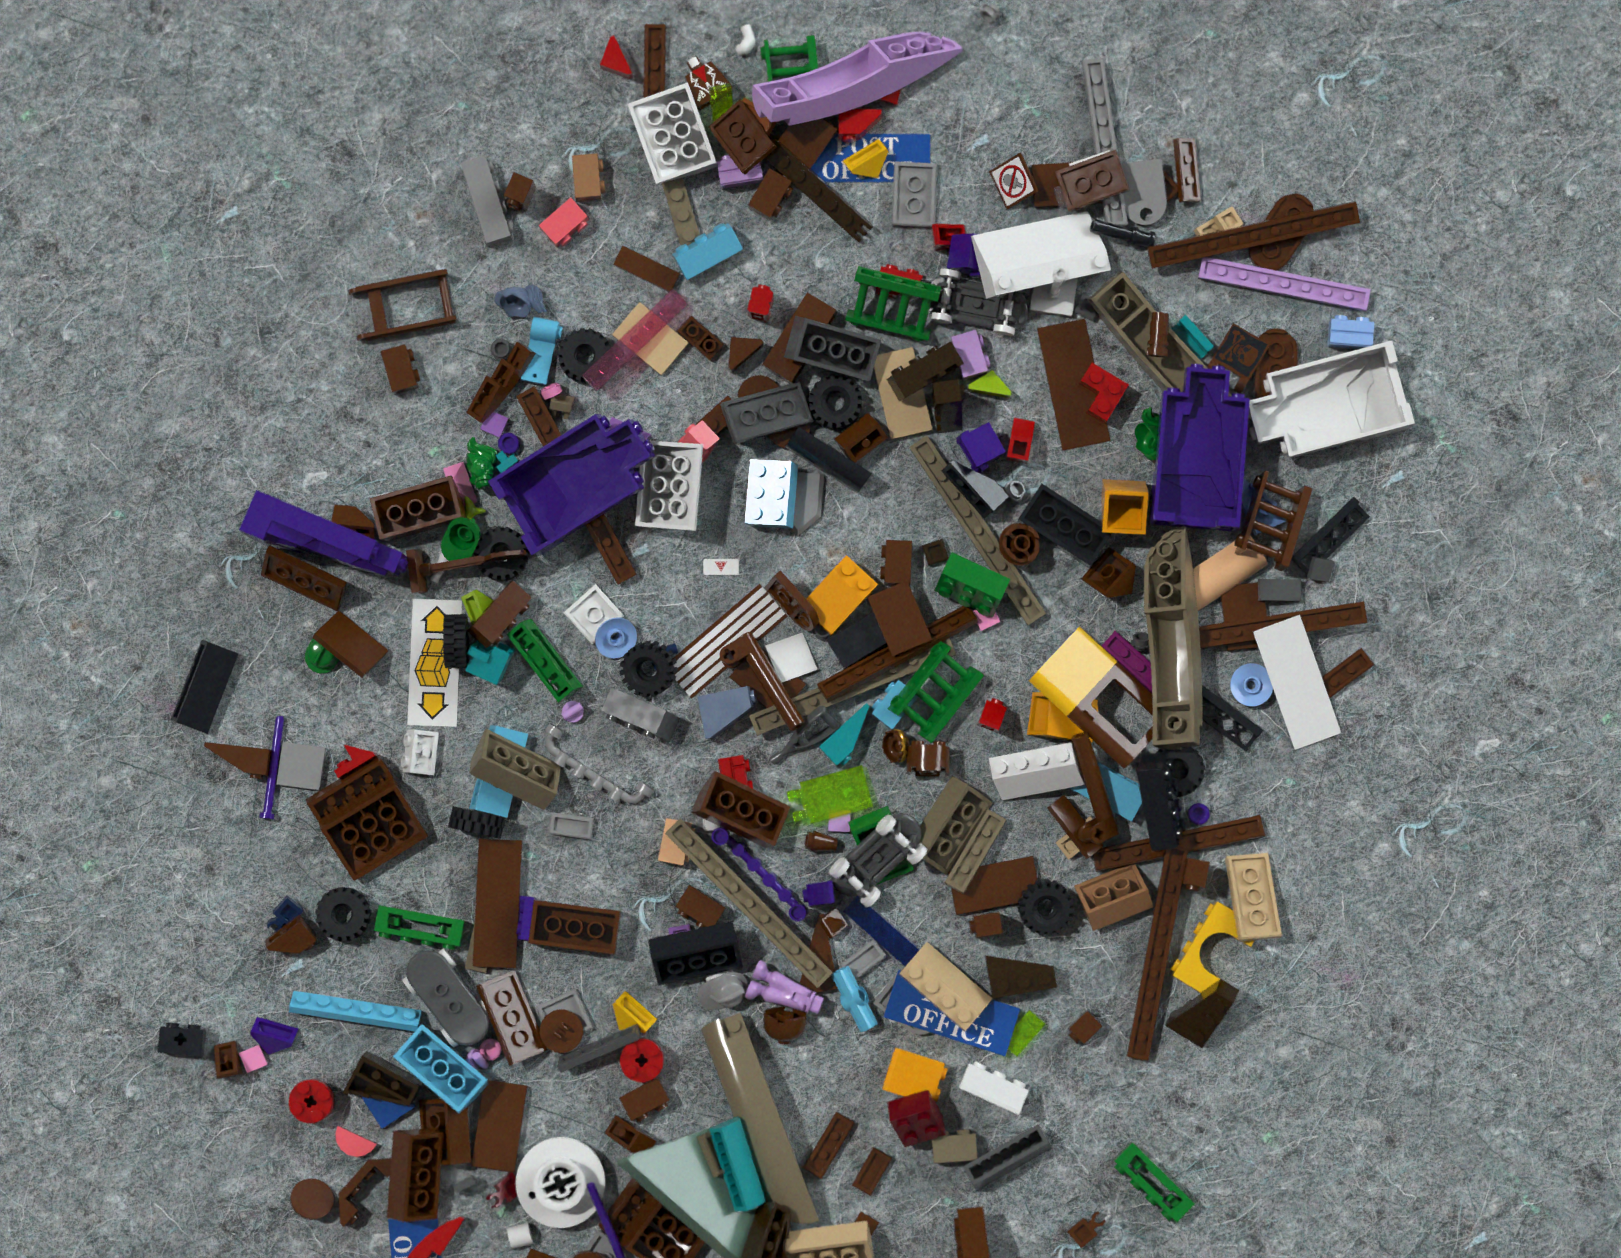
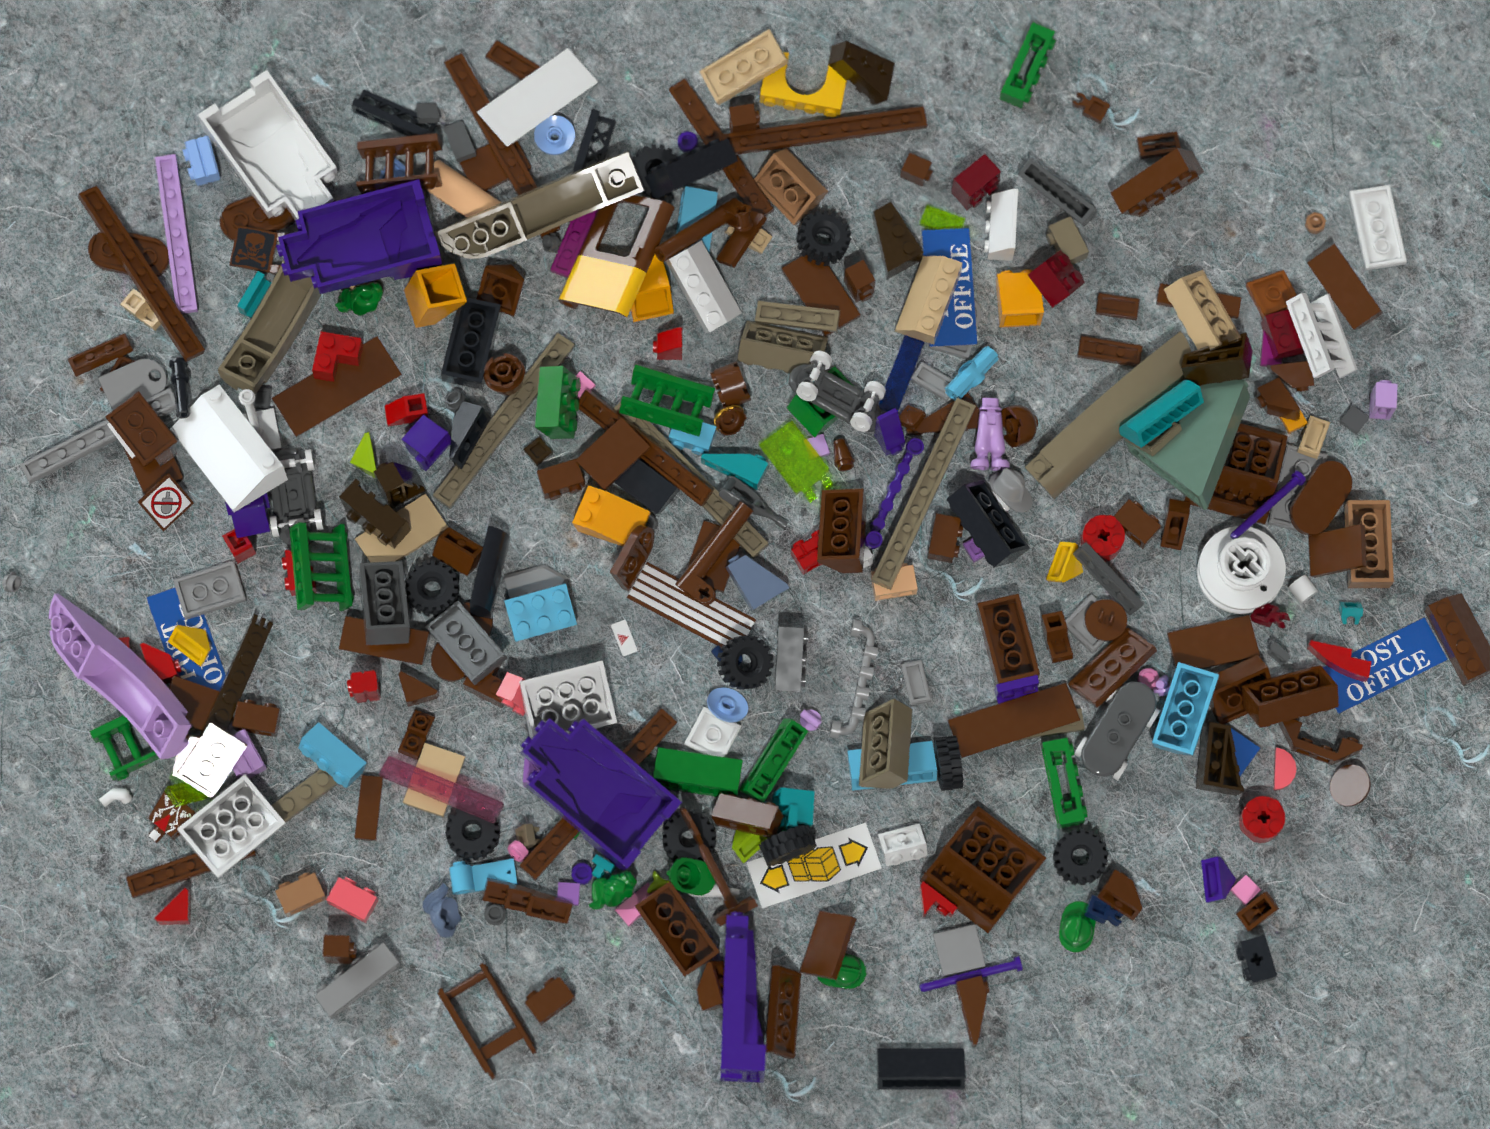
camera: 115 degrees left, 10 degrees down
(277, 882) = (1076, 929): none -> green piece
(355, 1011) = (1164, 812): medium azure plate -> none
(560, 975) = (1056, 636): none -> reddish brown brick
(561, 585) = (697, 772): none -> green brick
(791, 657) = (683, 542): white sticker -> none
(969, 349) = (334, 485): lavender brick -> none
(1046, 1079) = (976, 182): none -> dark red brick
(1158, 335) = (265, 318): reddish brown axle -> none

